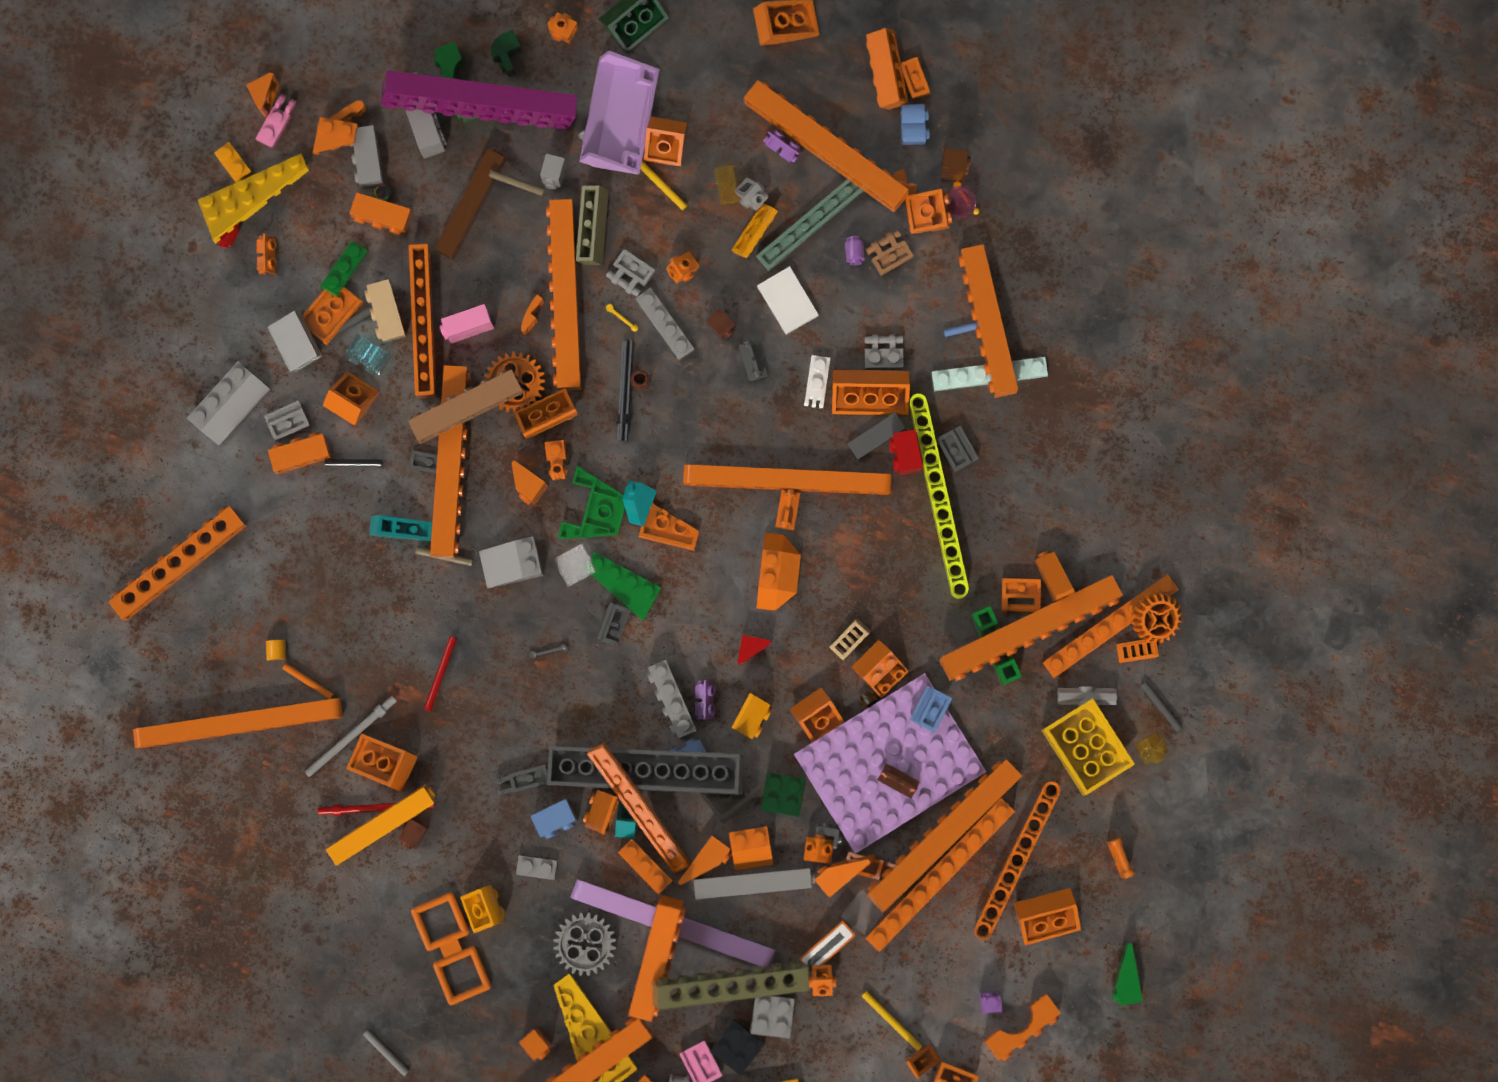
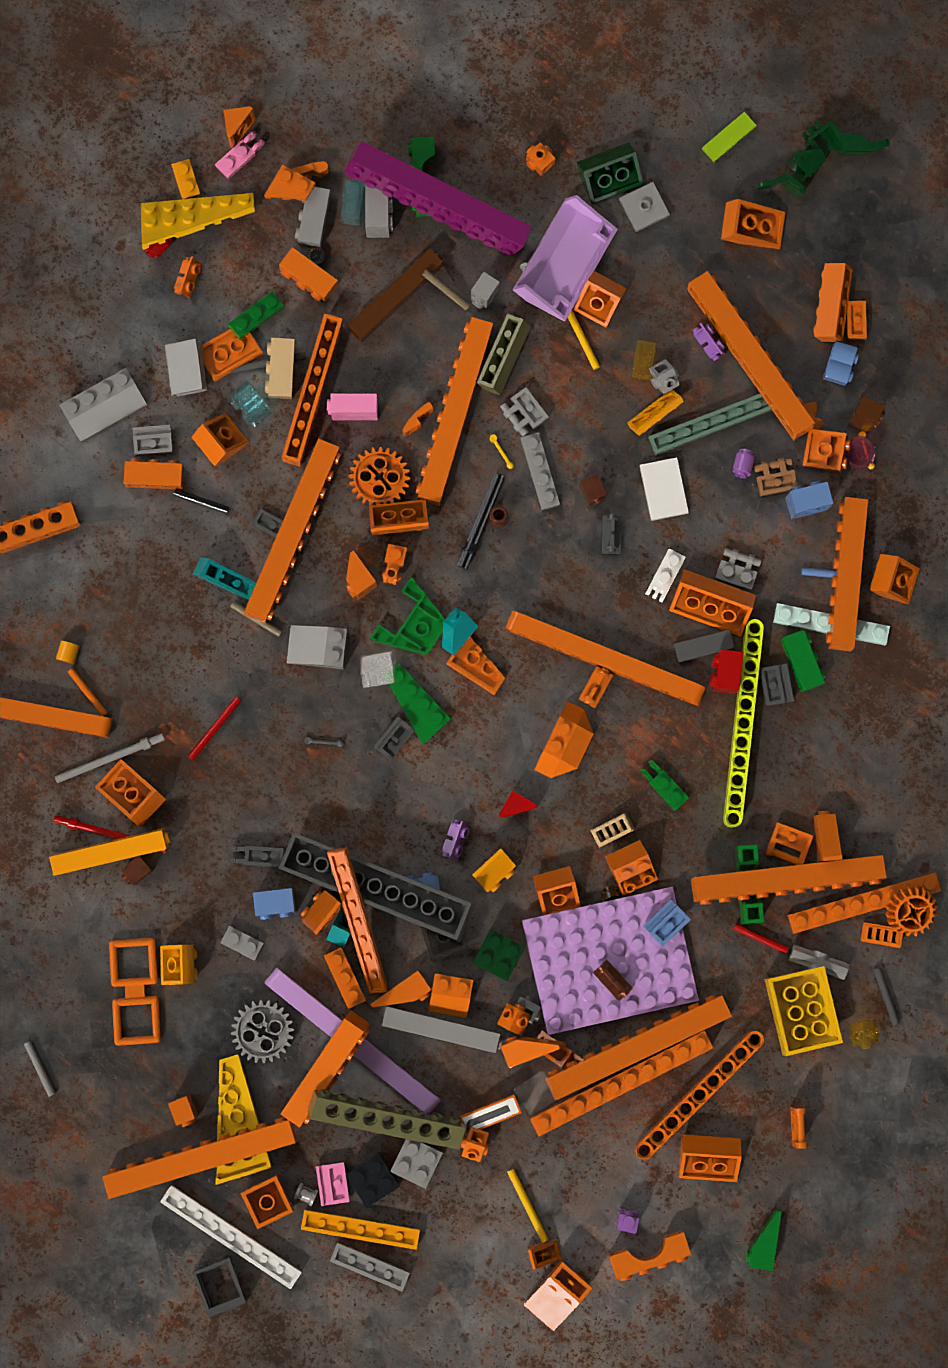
camera: 10 degrees right, 0 degrees up
(399, 130) = (352, 202): none -> clear light blue brick
(465, 406) = (325, 484): medium nougat brick -> none
(504, 47) = (478, 158): dark green brick -> none
(670, 695) = (425, 828): light grey brick -> none
(677, 39) = (644, 207): none -> light grey plate
(682, 267) = (575, 423): orange brick -> none
(886, 581) = (665, 786): none -> green hinge
(928, 263) = (809, 499): none -> medium blue brick
(974, 417) = (803, 661): none -> green brick
(1025, 693) = (761, 938): none -> red bar
(1034, 310) = (894, 578): none -> orange slope

